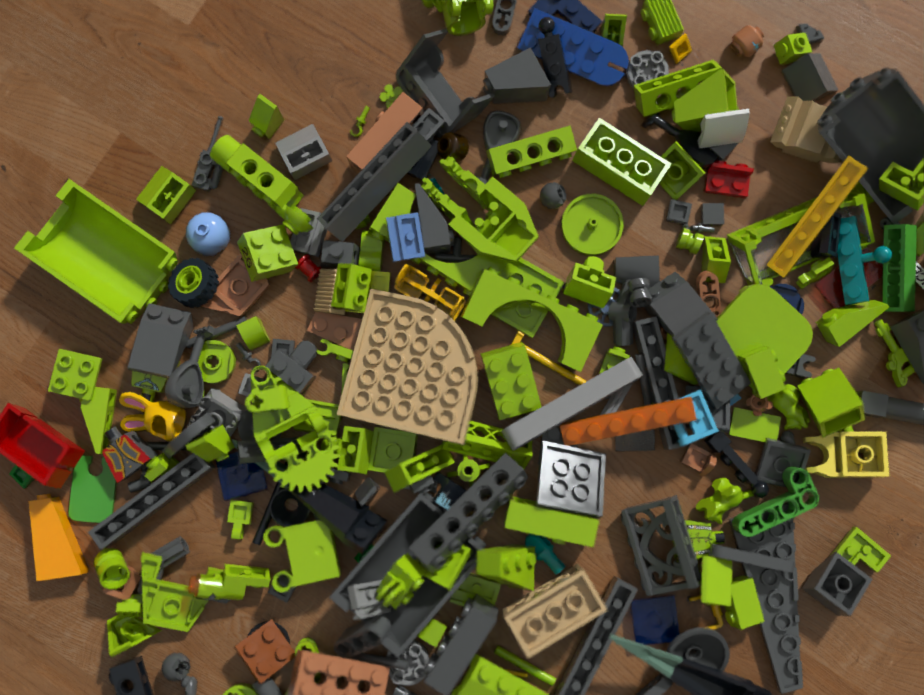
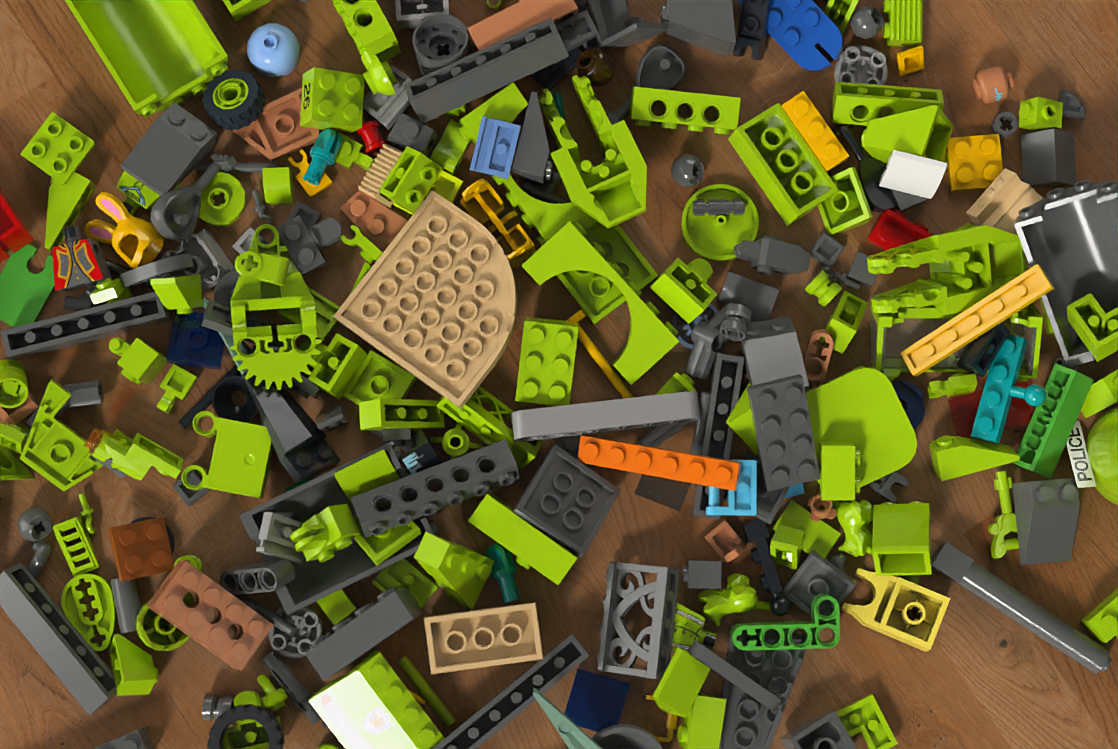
camera: 20 degrees right, 0 degrees up
(203, 509) = (138, 360): none -> lime brick
(209, 675) = (67, 550): none -> lime slope
(212, 640) = (87, 513): none -> lime hand
(275, 316) = (312, 190): none -> yellow plate
(277, 295) = (323, 154): none -> teal arm
(295, 287) = (351, 154): none -> lime plate
(330, 176) = (440, 42): none -> dark grey wheel
(414, 524) = (367, 474): none -> lime slope
(587, 213) = (718, 207): none -> dark grey axle
(635, 127) = (815, 132): none -> yellow brick
(636, 33) = (866, 22): none -> dark grey piece
(643, 232) = (773, 256): none -> dark grey hinge
(693, 490) = (702, 574): none -> dark grey brick
(747, 443) = (787, 546): none -> lime slope
(761, 101) = (973, 162): none -> yellow plate
(774, 65) = (1013, 124): none -> dark grey bush
(786, 185) = (962, 265): none -> lime connector

